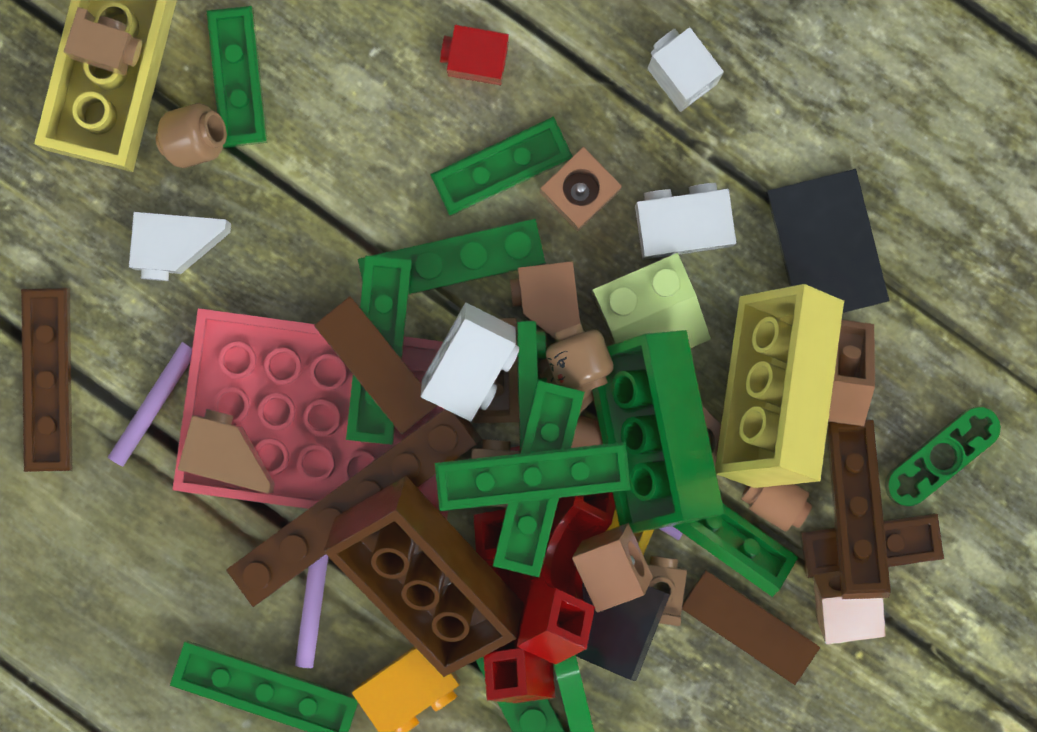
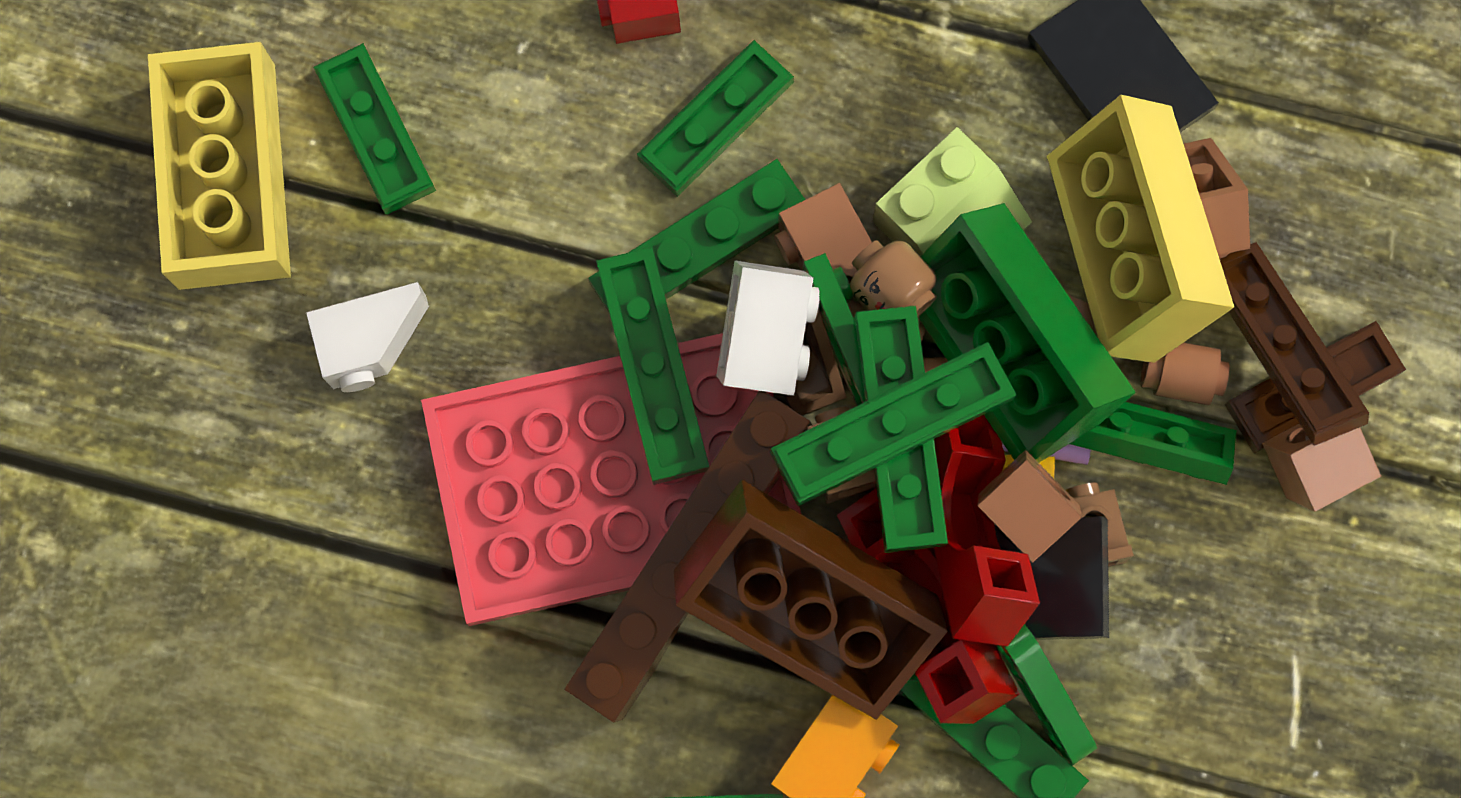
camera: 15 degrees left, 10 degrees down
(46, 379) = (270, 554): reddish brown tile -> none
(102, 43) = (202, 126): medium nougat brick -> none
(151, 405) = (406, 536): lavender bar -> none
(191, 135) = (343, 206): medium nougat head -> none
(223, 453) = (511, 552): medium nougat slope -> none
(311, 613) = (686, 712): lavender bar -> none
(375, 364) = (656, 378): reddish brown tile -> none
(580, 189) = (816, 105): nougat piece -> none
(685, 222) = (961, 91): white brick -> none
(750, 627) = (1214, 534): reddish brown tile -> none
(961, 426) = (1385, 228): green beam -> none

